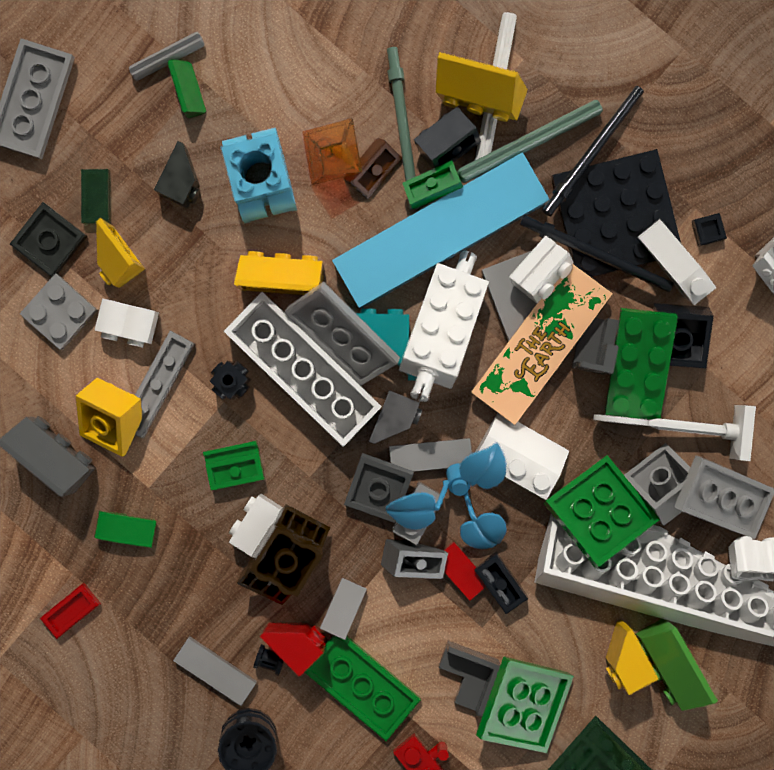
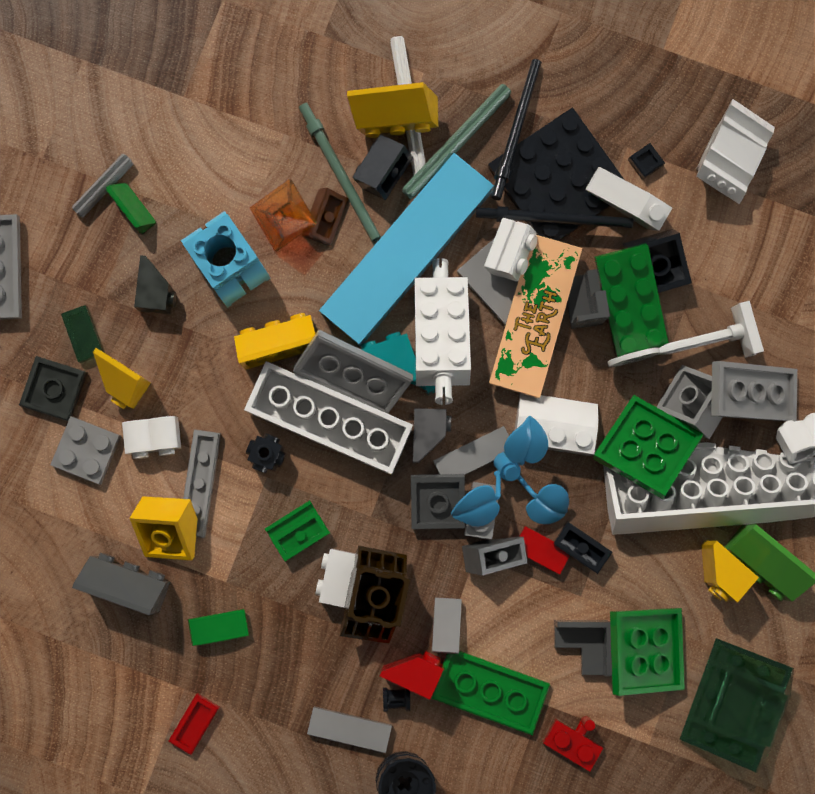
camera: 20 degrees left, 5 degrees down
(432, 185) = (384, 211): green plate -> none

